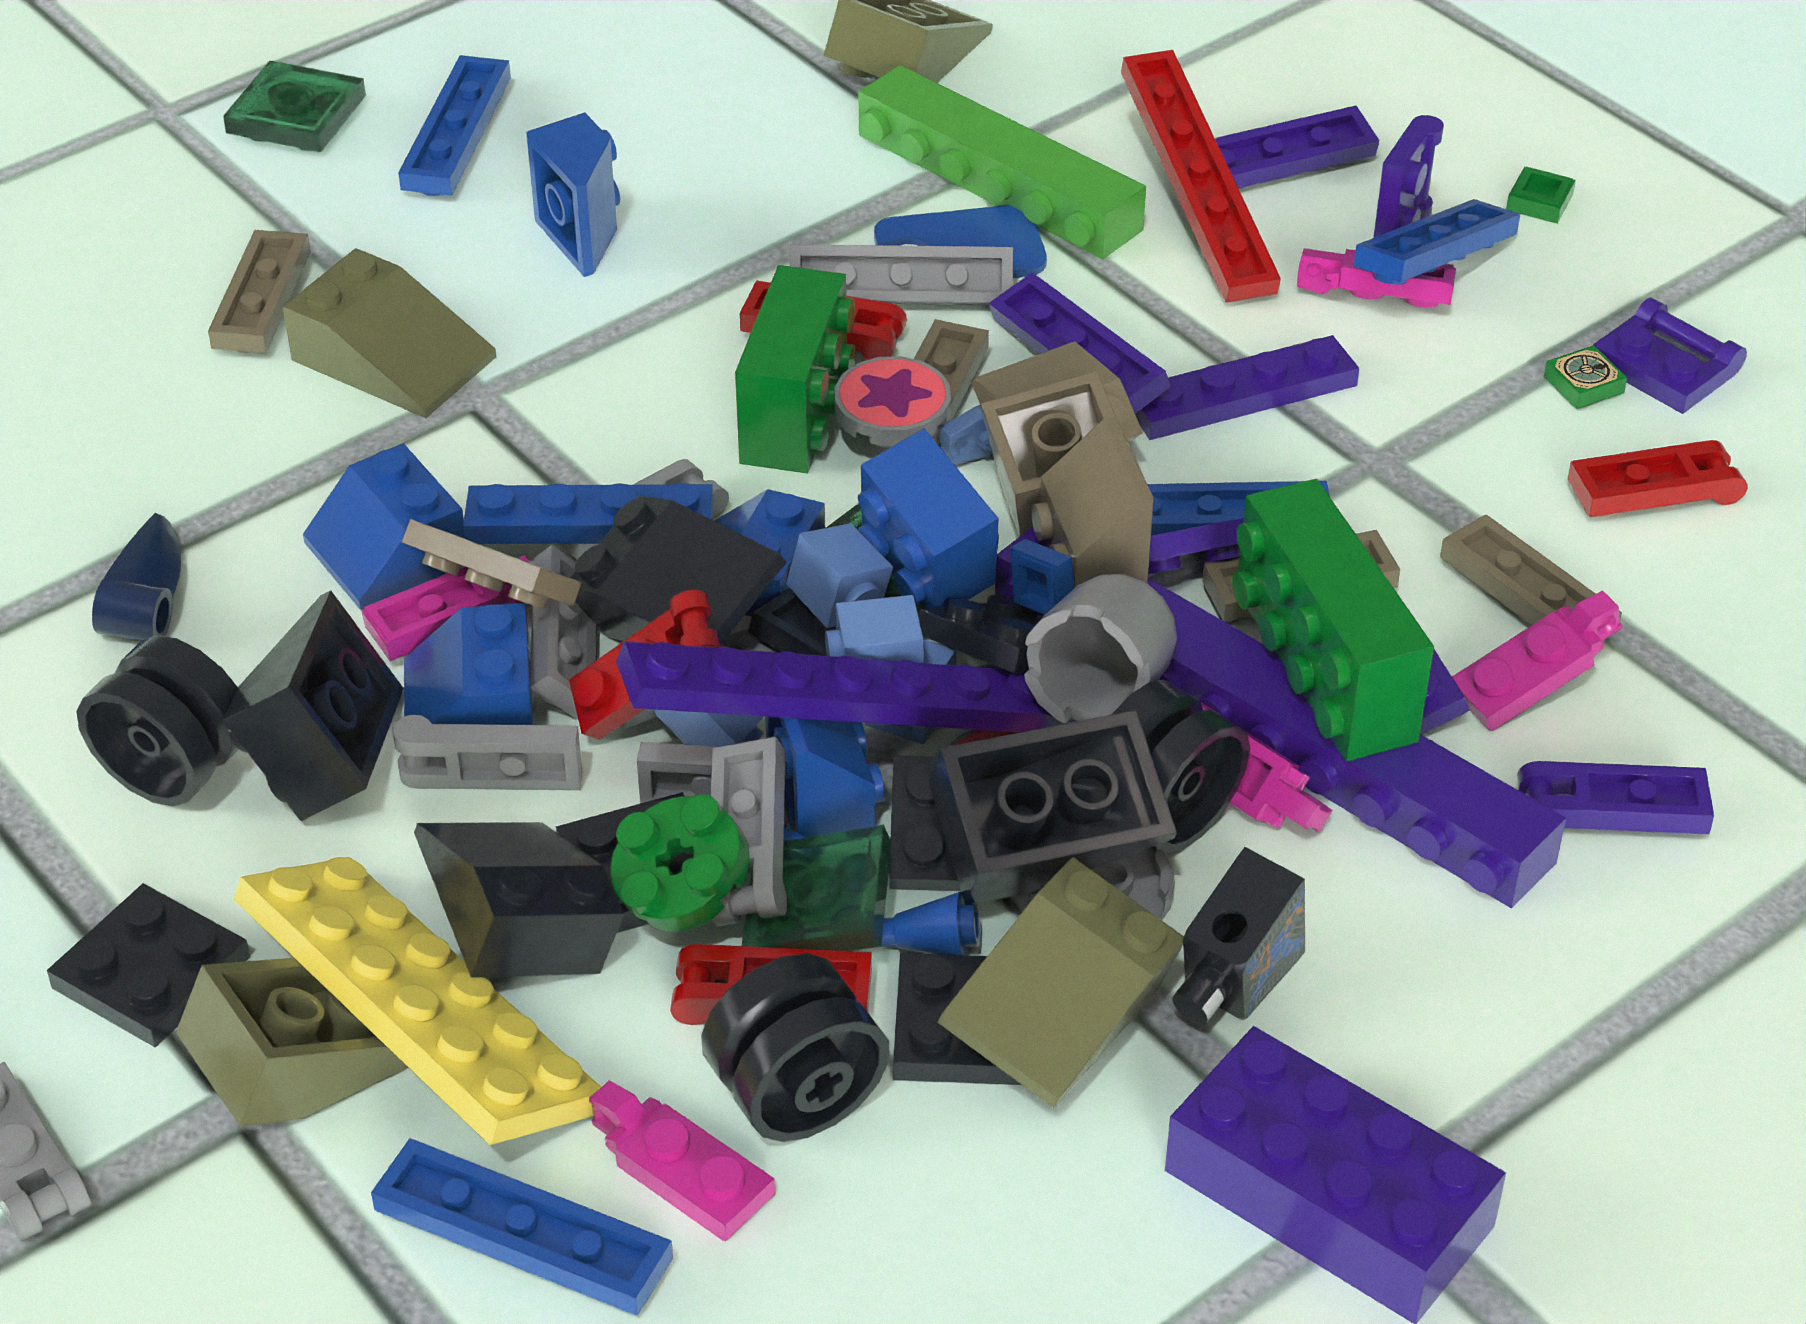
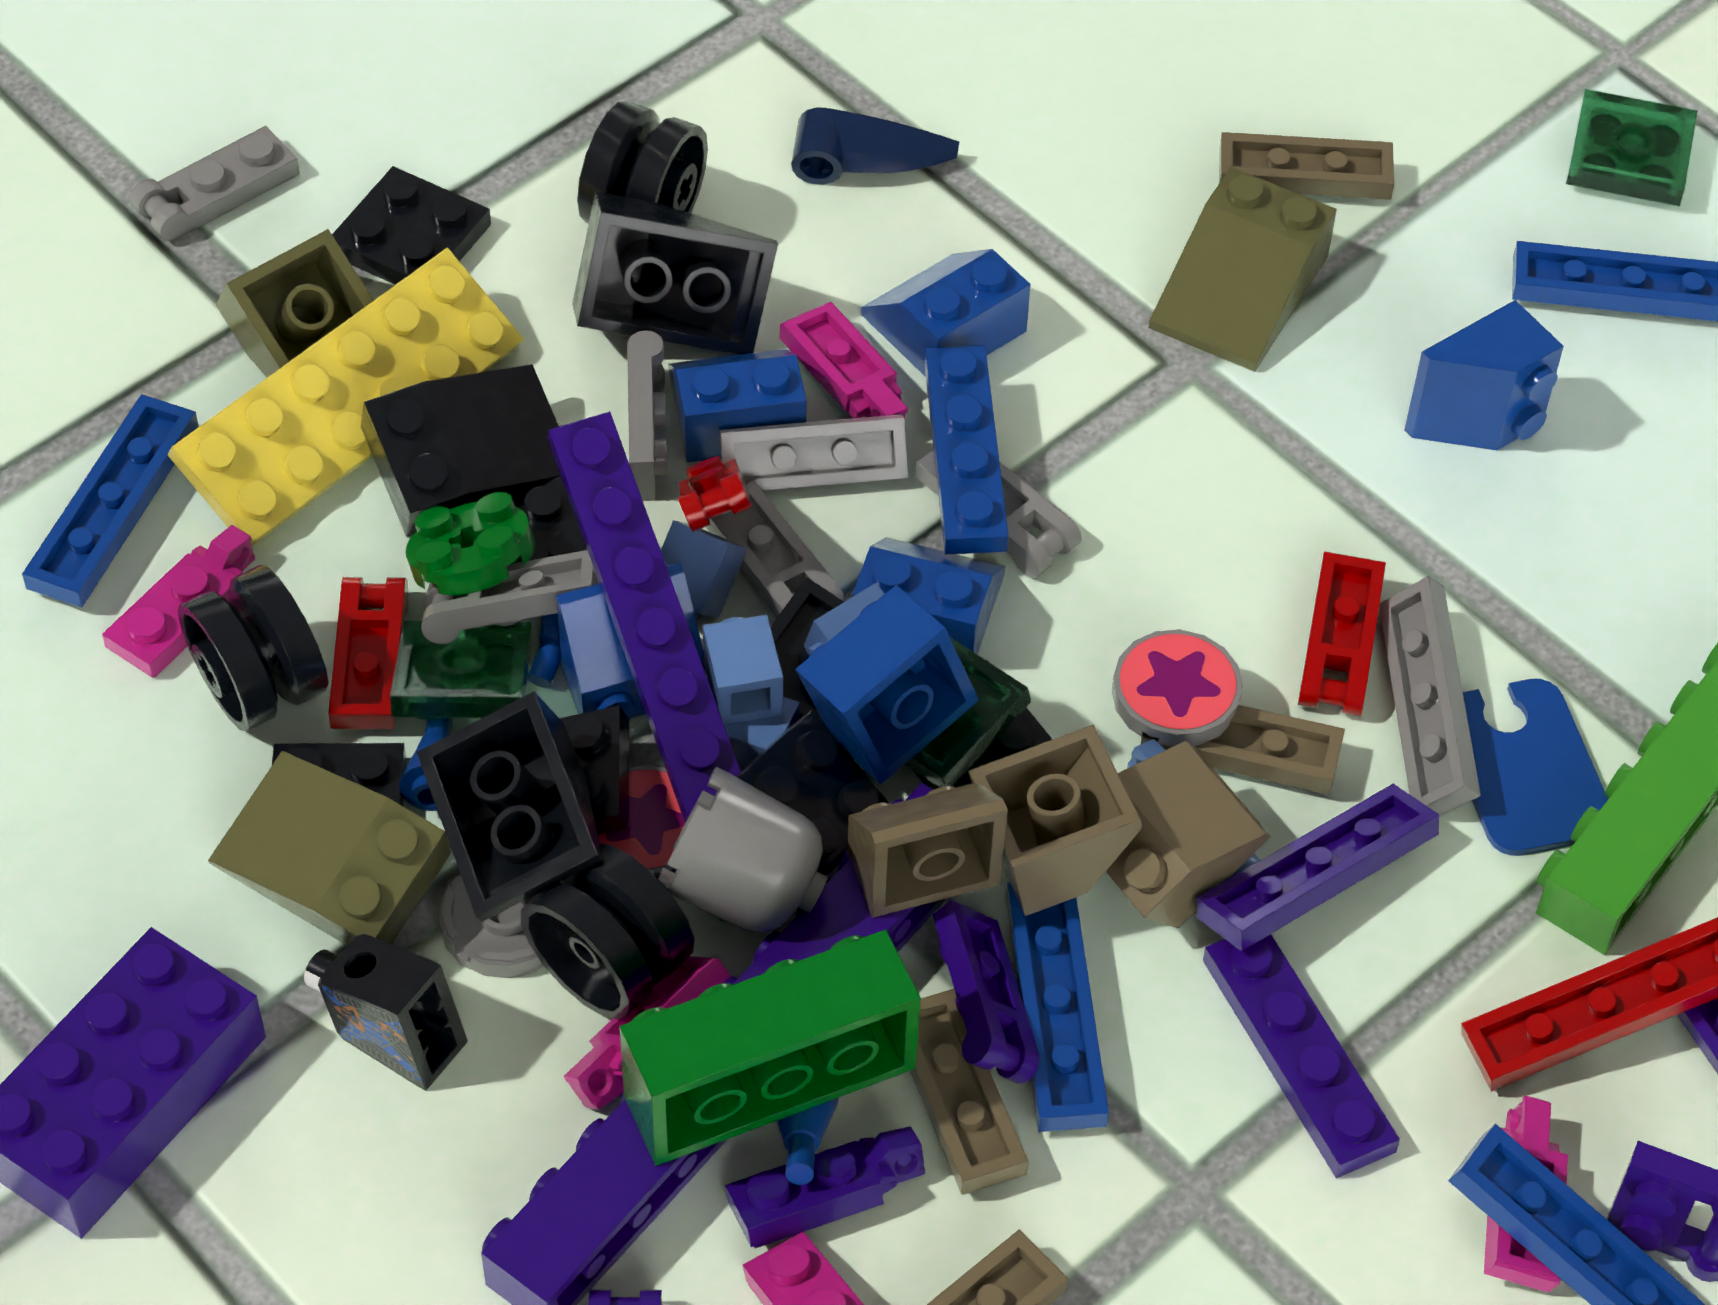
camera: 85 degrees right, 10 degrees up
(490, 567) = (853, 366): plate -> none
(663, 551) = (842, 501): black slope -> none
(792, 369) = (1210, 580): green brick -> none
(1040, 576) = (856, 795): blue tile -> none

